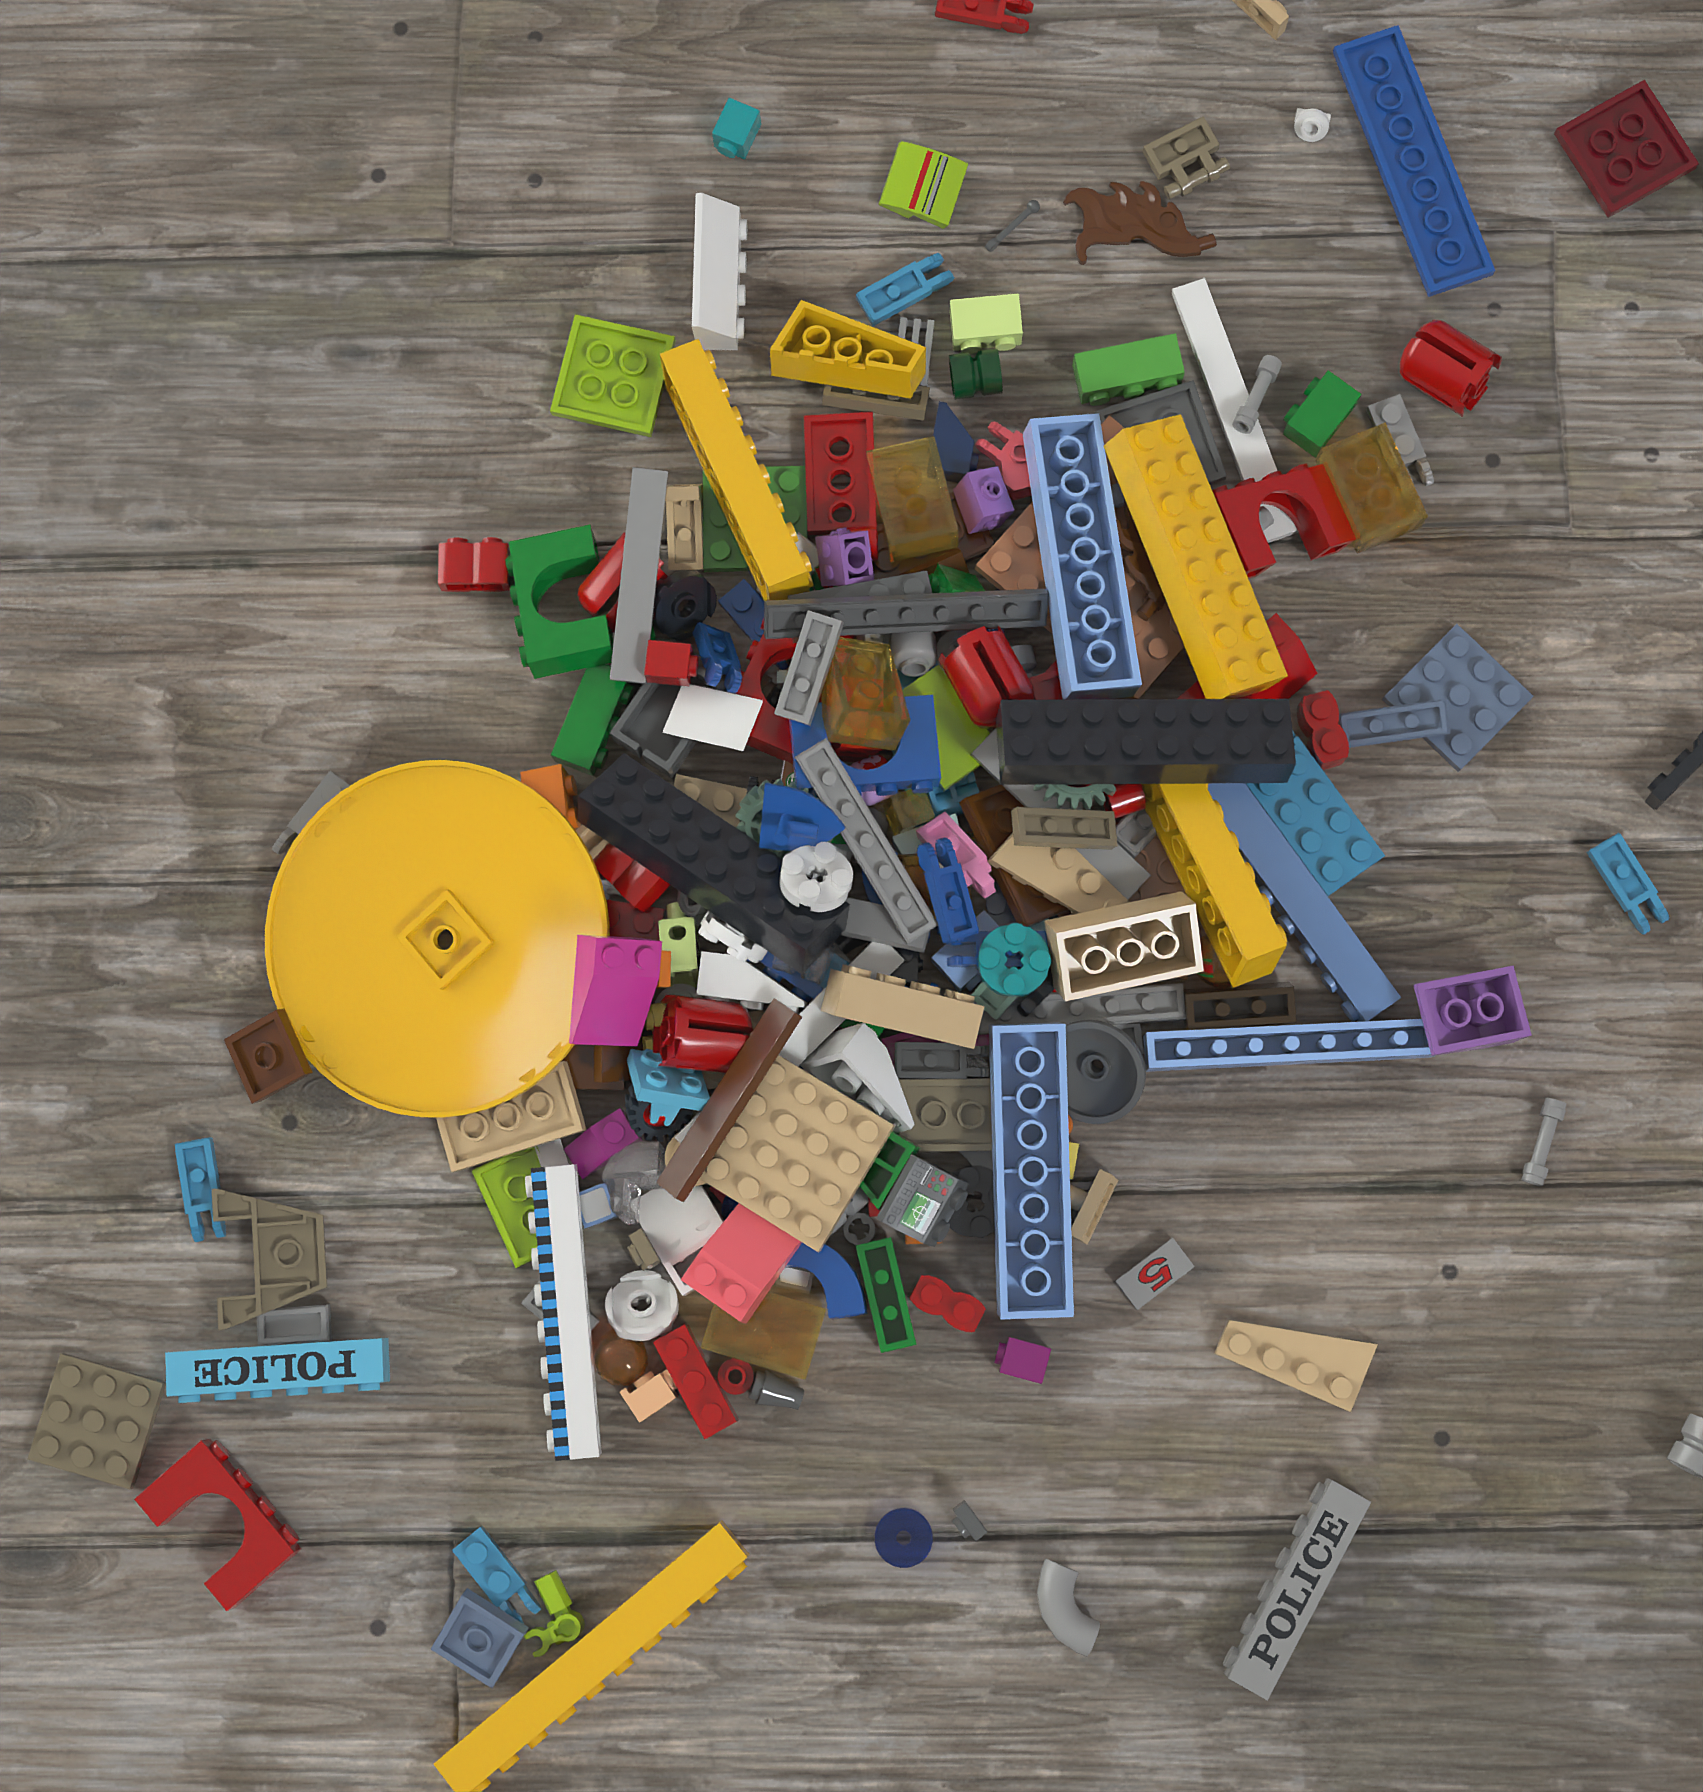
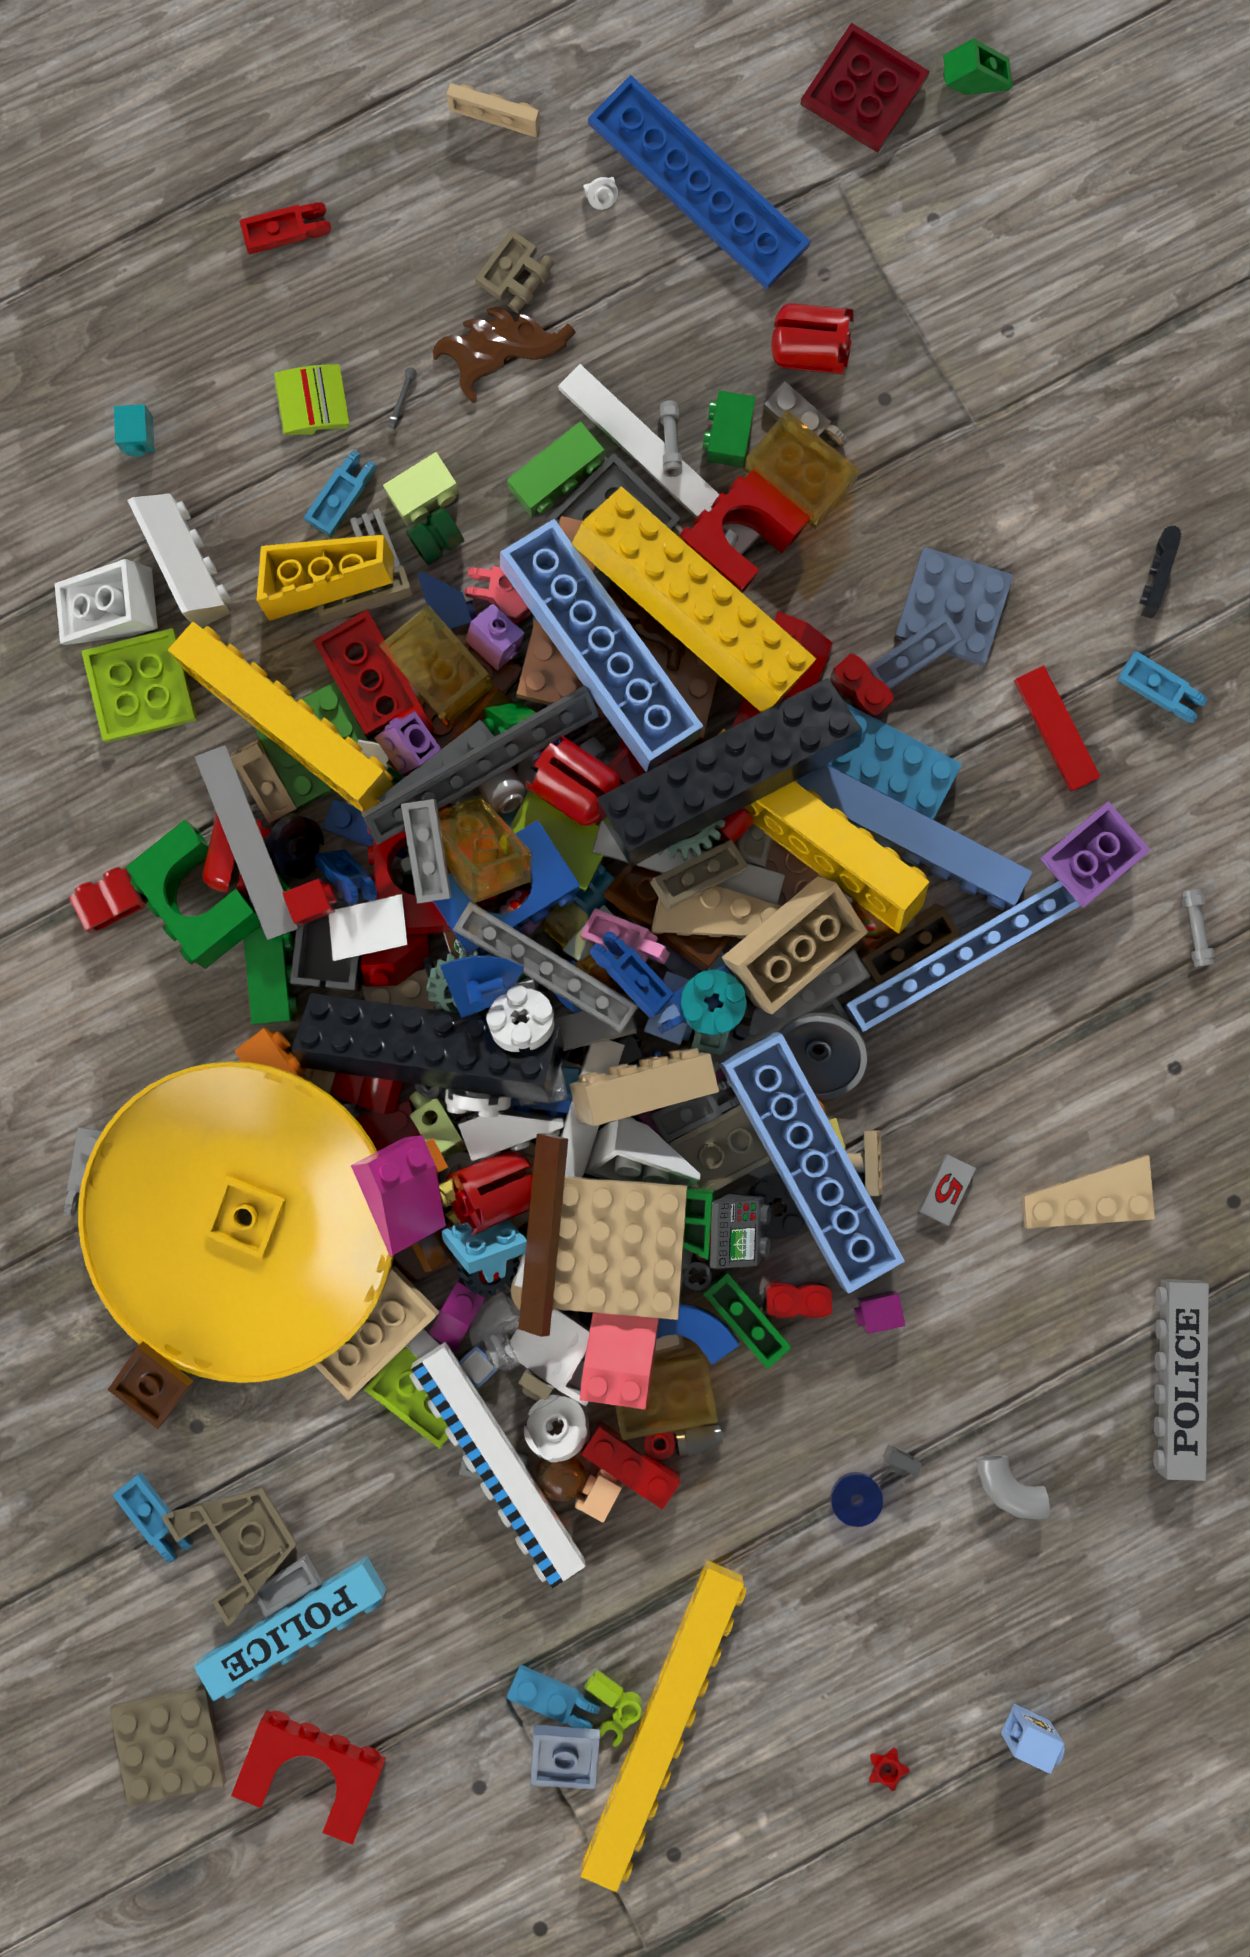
camera: 30 degrees left, 5 degrees up
(622, 281) = (106, 603): none -> white slope
(721, 766) = (395, 964): none -> red slope
(1500, 871) = (1057, 728): none -> red tile

